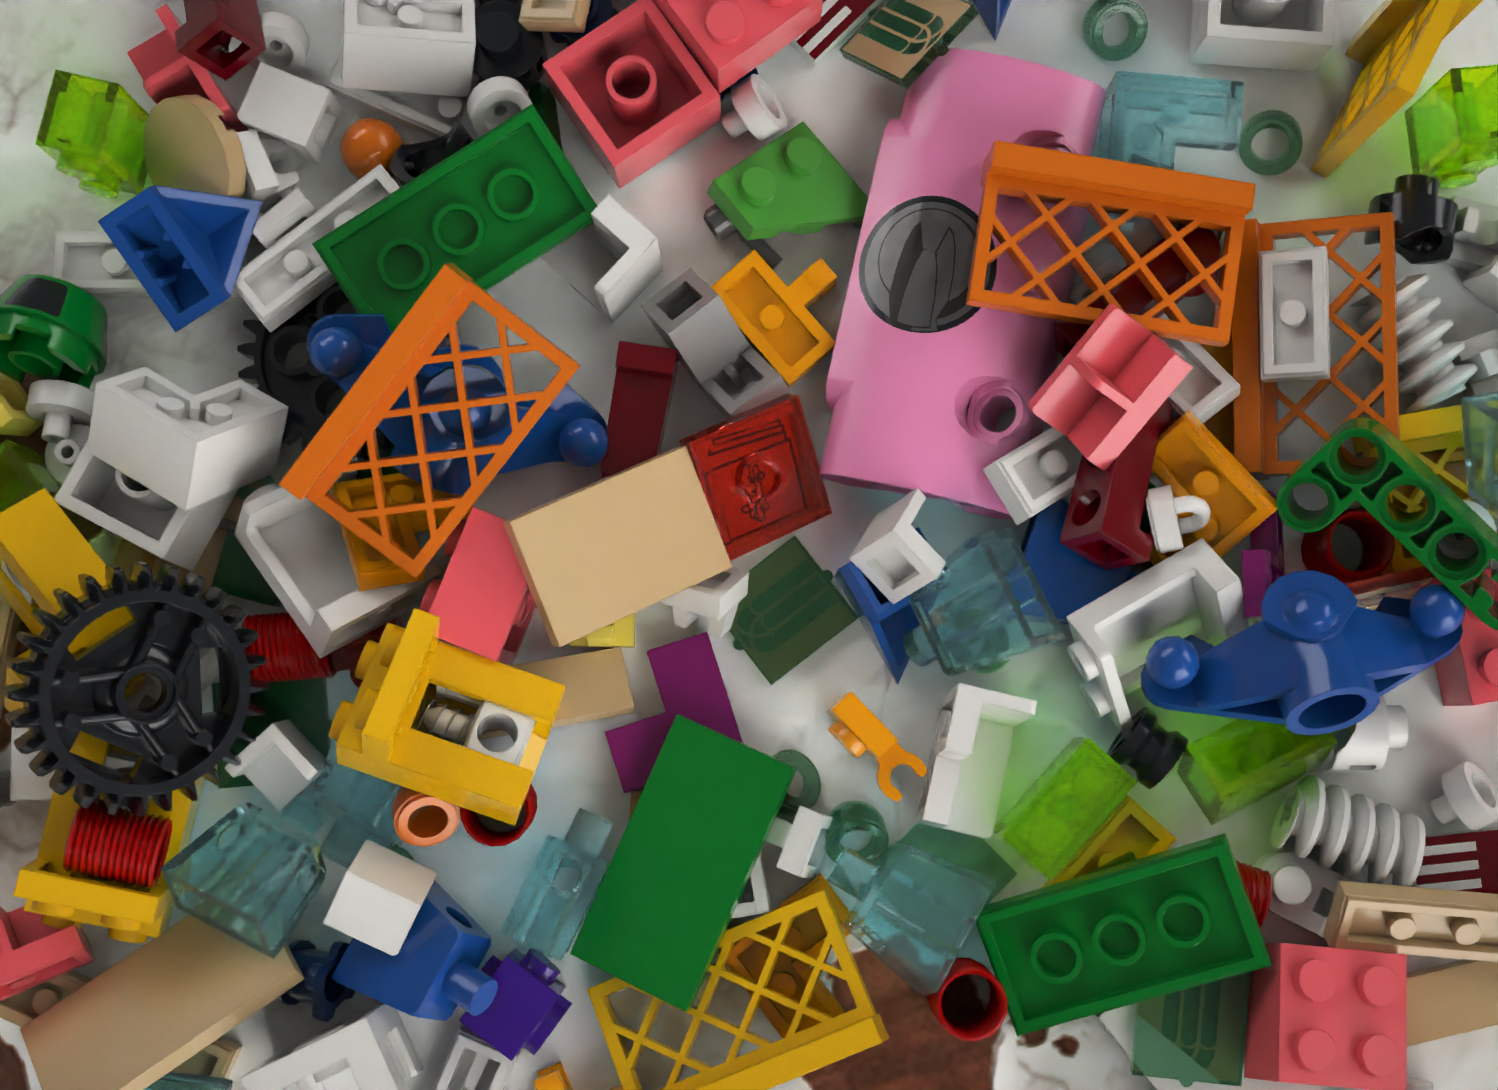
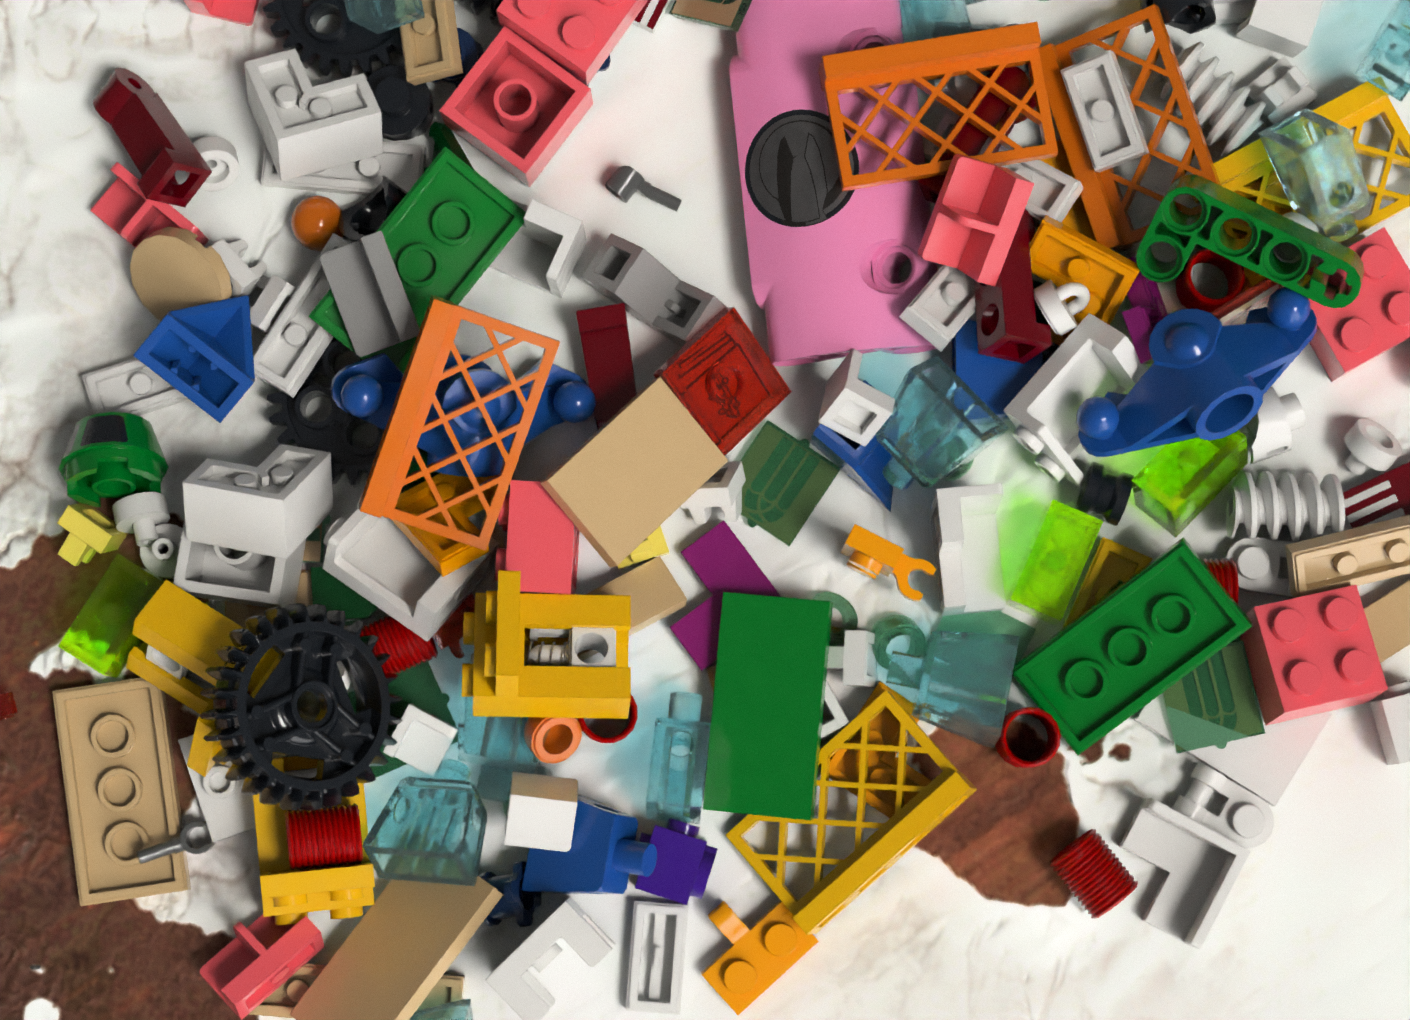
camera: 15 degrees left, 0 degrees up
(94, 134) = (98, 286): clear neon green brick -> none
(291, 111) = (243, 213): white panel -> none
(386, 240) = (369, 294): none -> light grey panel
(495, 102) = (412, 154): white tile -> none
(754, 110) = (619, 87): white tile -> none
(777, 316) = (693, 248): light orange plate -> none
(788, 189) = (669, 142): bright green wing -> none

